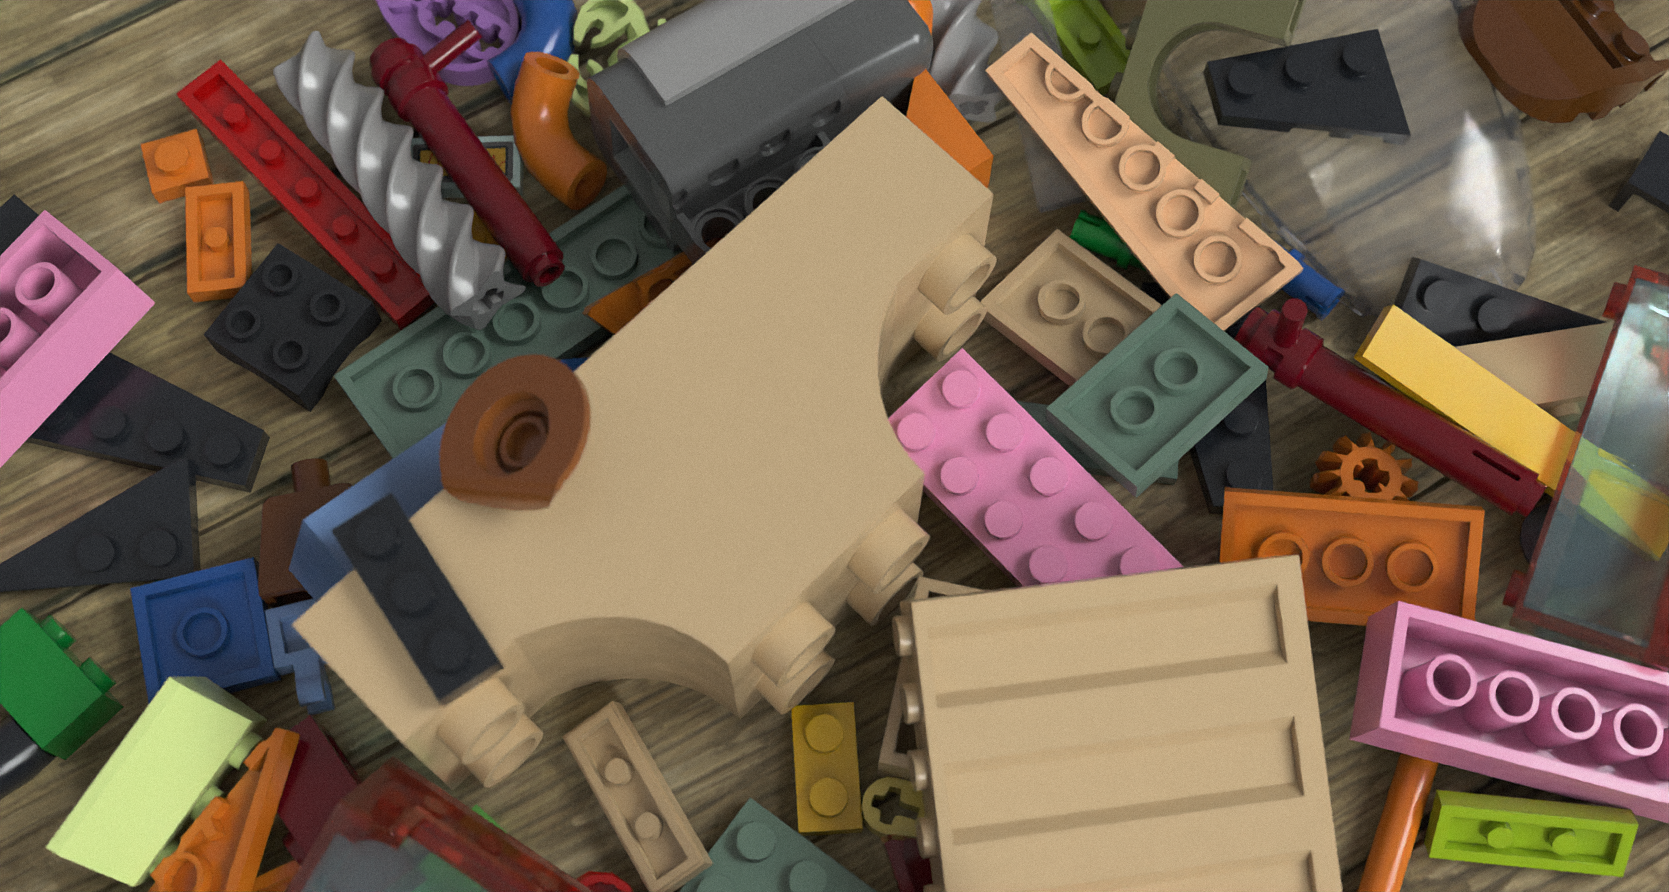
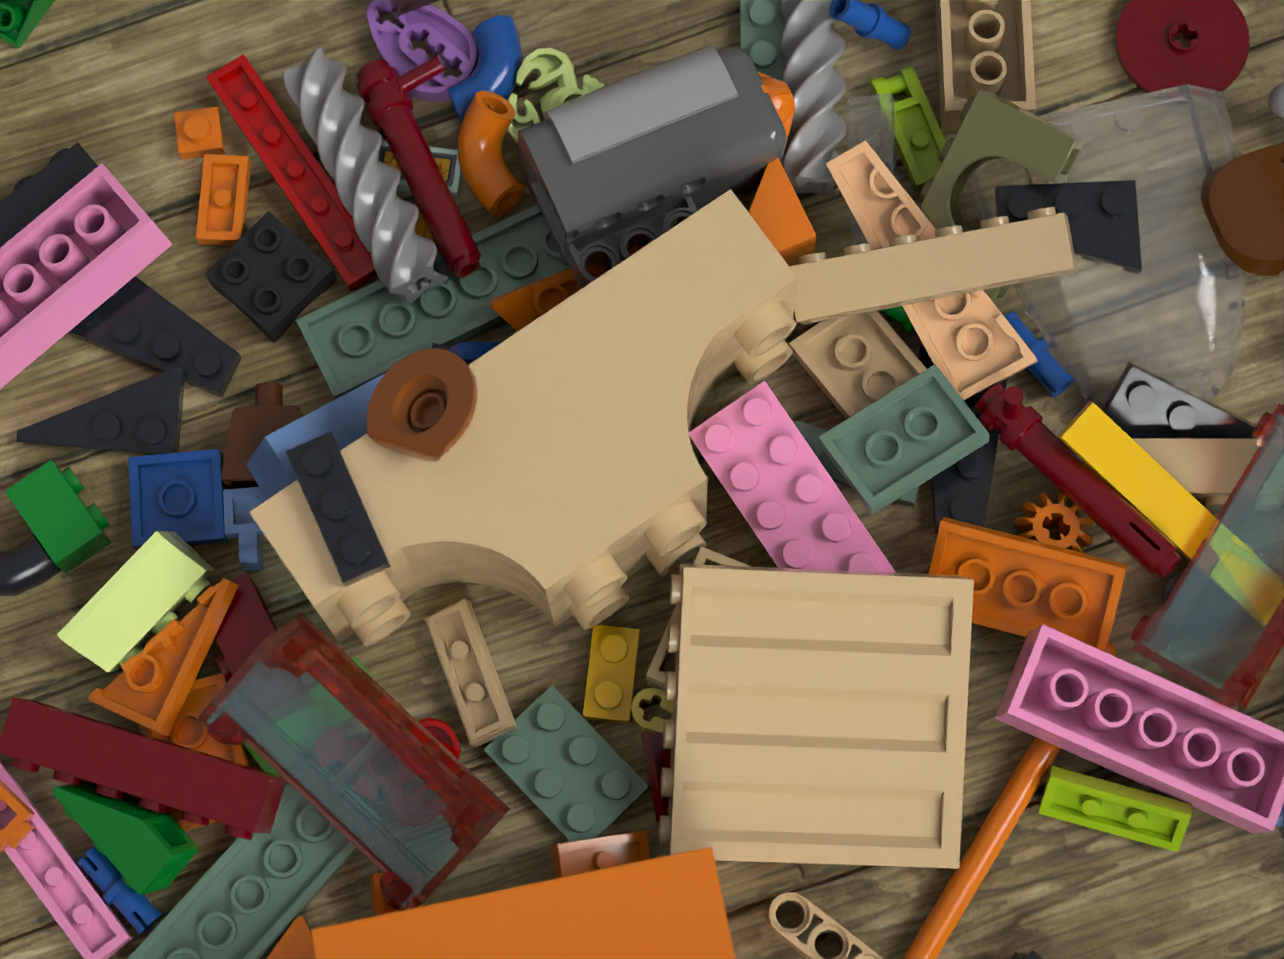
camera: 15 degrees right, 5 degrees up
(1159, 167) = (933, 267): none -> tan brick

